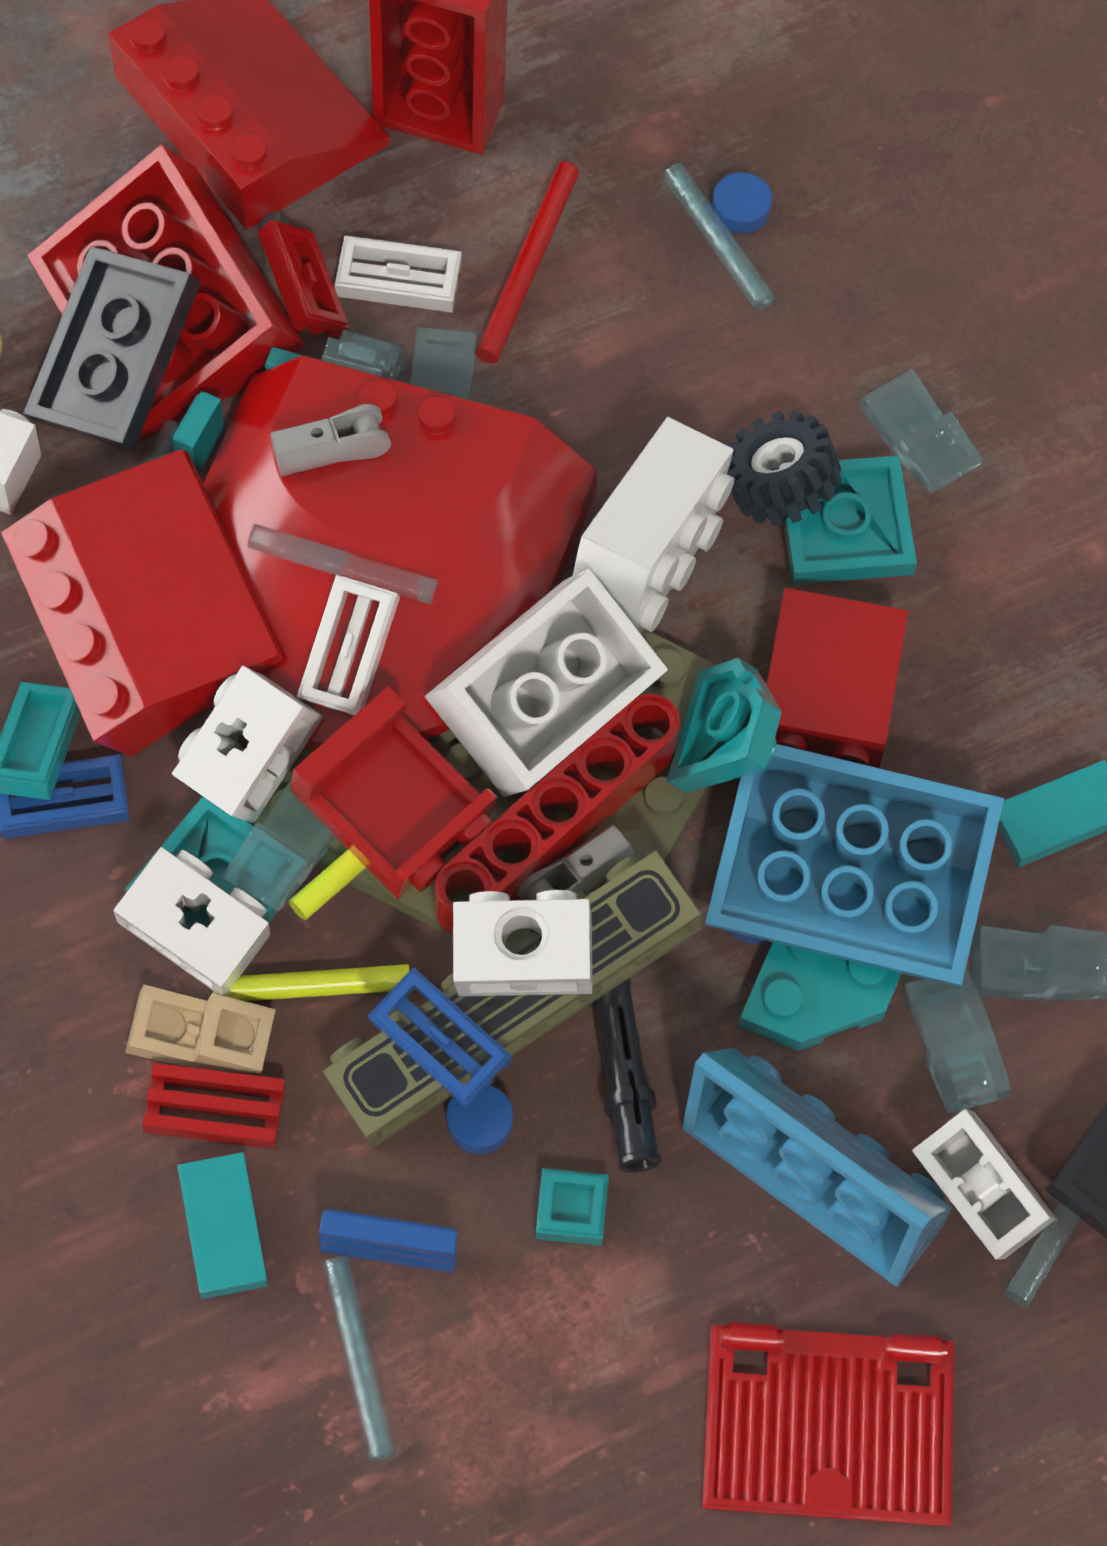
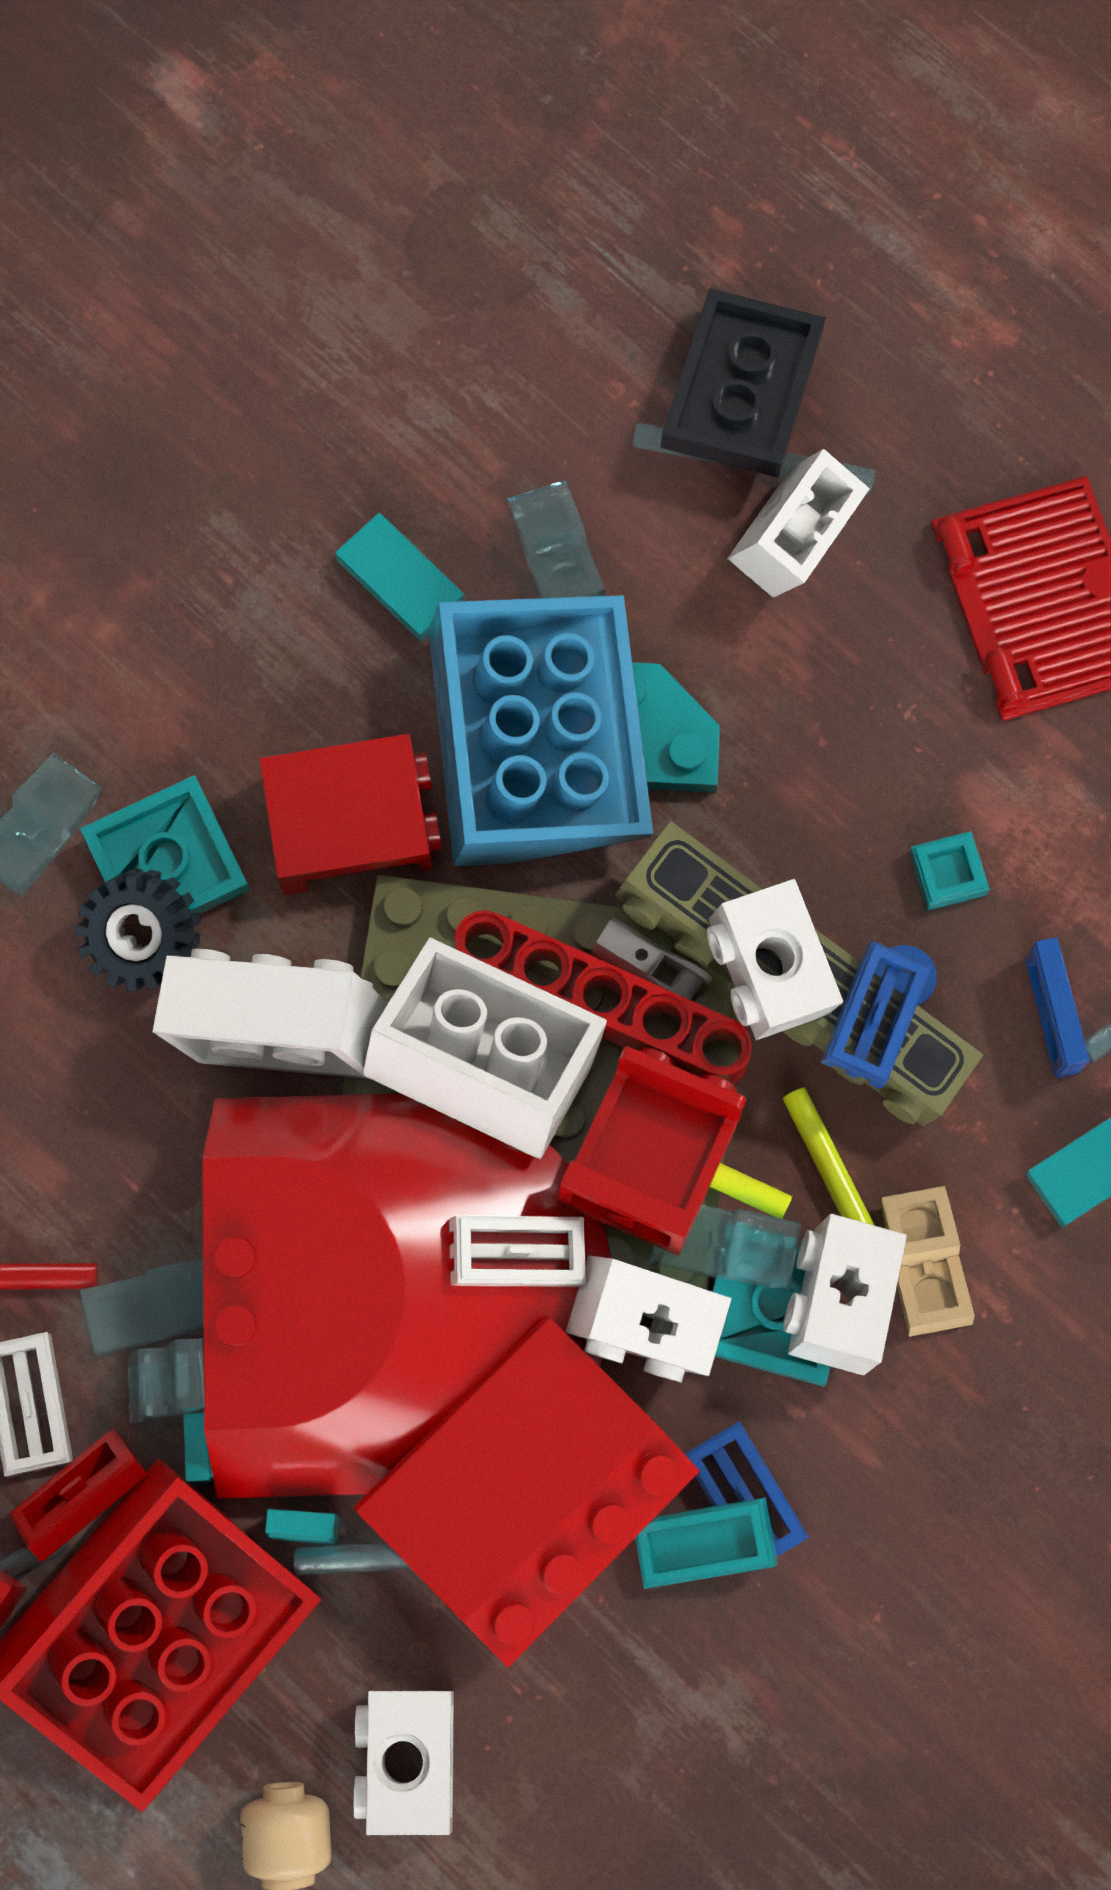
camera: 105 degrees left, 10 degrees up
(112, 347) = (244, 1652): plate -> none
(215, 1081) = (1015, 1210): red tile -> none
(331, 440) = (317, 1357): light grey bar -> none
(342, 563) = (441, 1284): clear light blue bar -> none
(628, 1097) = (835, 851): black pin -> none
(726, 728) = (457, 868): teal plate -> none
(813, 1163) = (835, 659): dark azure slope -> none
(958, 1043) = (669, 591): clear light blue slope -> none

